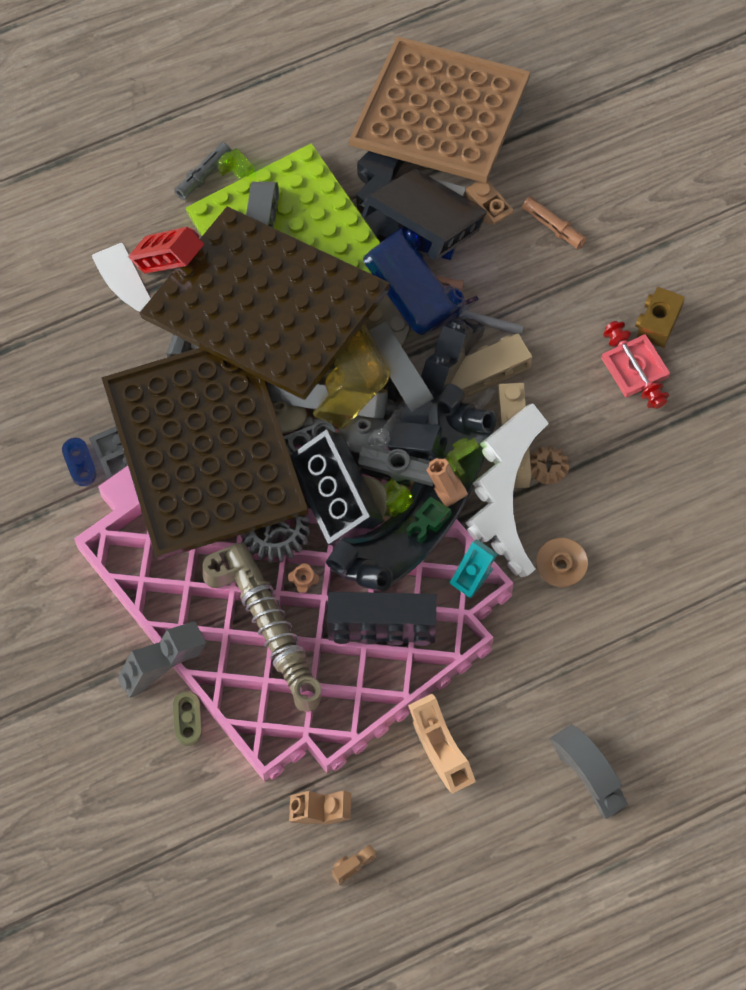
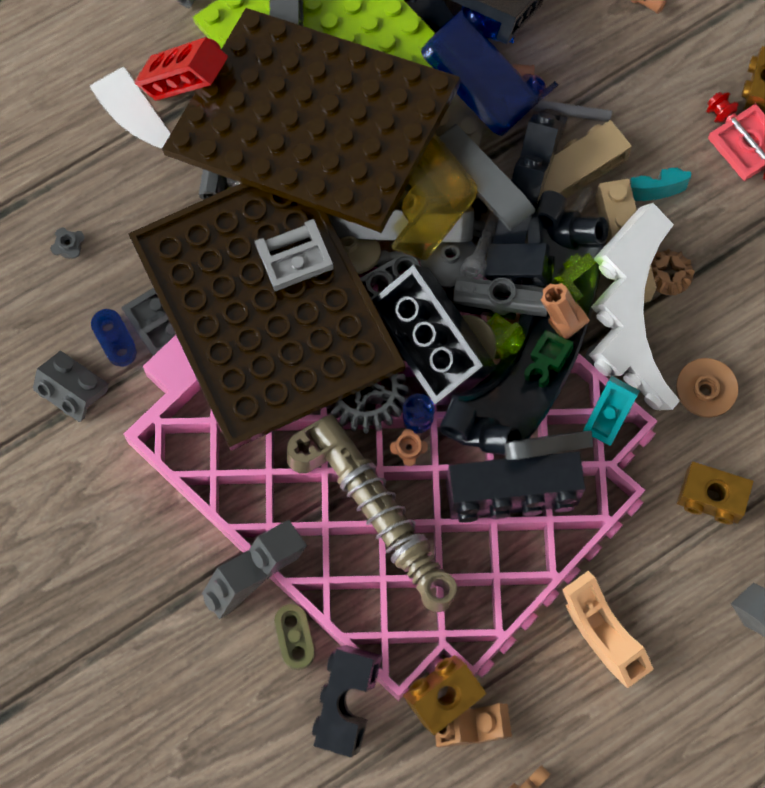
camera: 10 degrees left, 5 degrees up
(36, 495) = (68, 385): none -> dark grey bracket
(55, 387) = (67, 251): none -> dark grey plate
(209, 791) = (337, 727): none -> black arch
(232, 416) = (298, 262): none -> light grey plate
(313, 546) = (419, 406): none -> clear blue wheel
(315, 776) = (461, 694): none -> pearl gold brick
(396, 585) = (548, 444): none -> dark grey beam
(544, 636) = (732, 489): none -> pearl gold brick
(561, 391) = (669, 183): none -> teal slope

